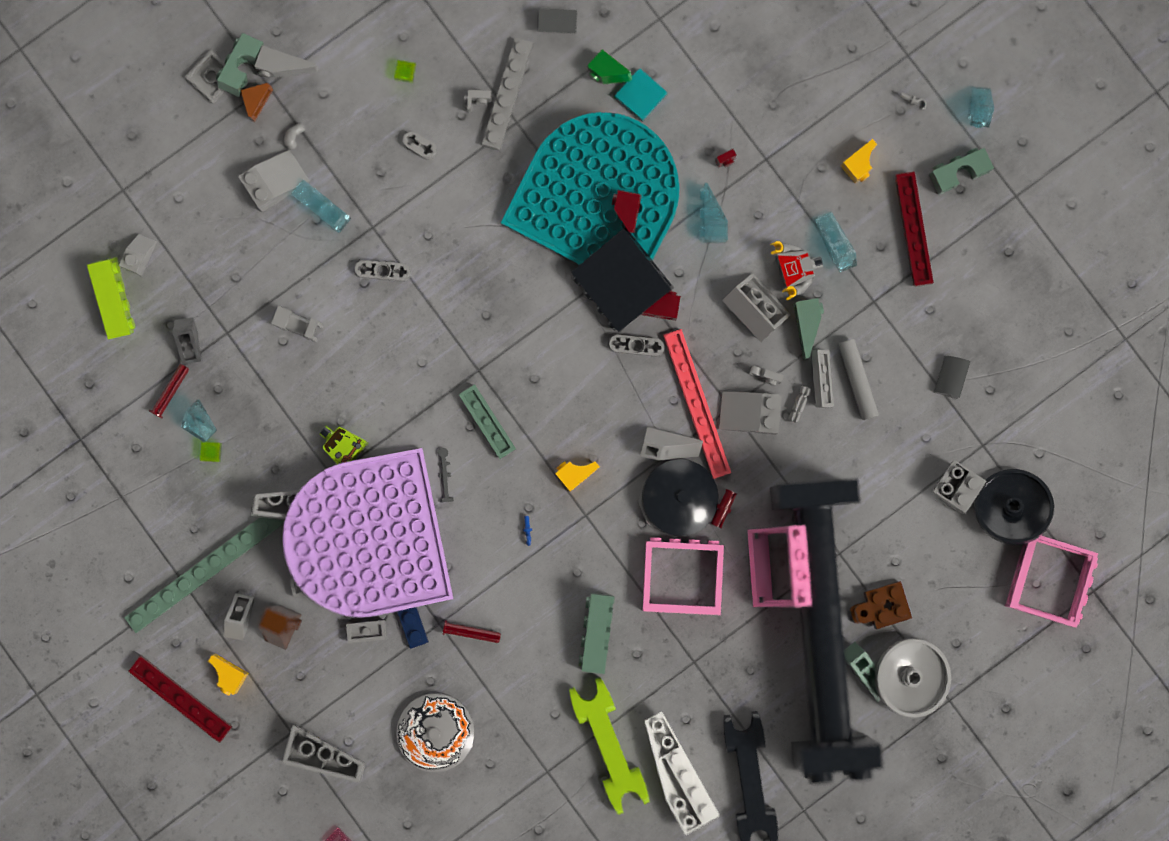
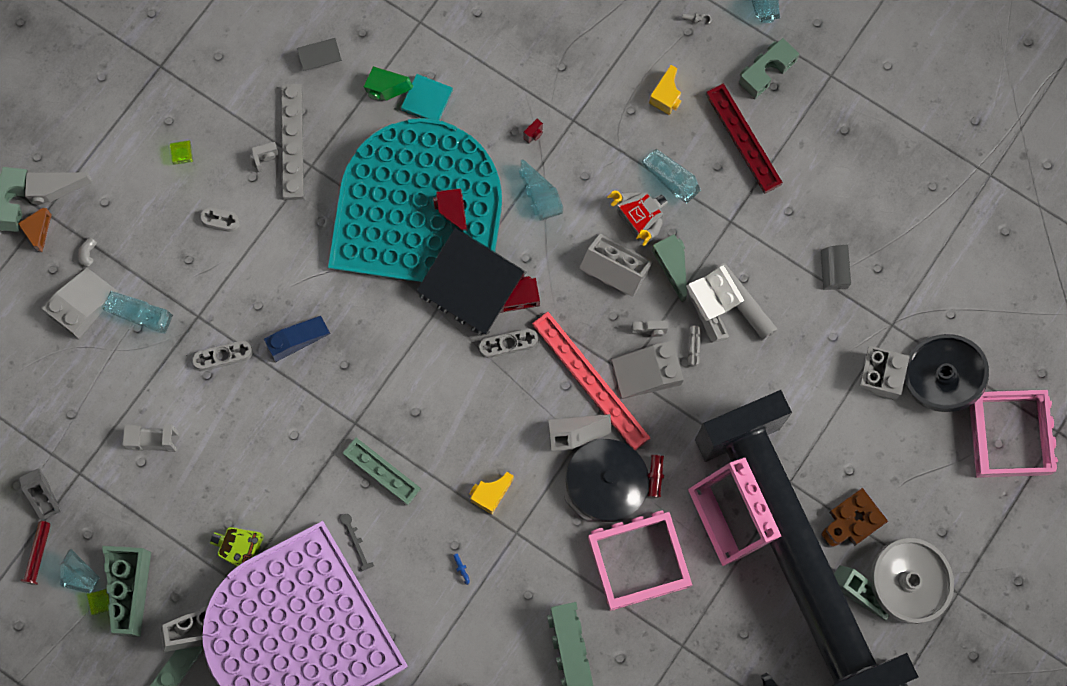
camera: 20 degrees left, 10 degrees down
(236, 449) = (127, 586): none -> sand green wedge
(452, 276) = (296, 337): none -> dark blue slope
(834, 365) = (715, 293): none -> white bracket

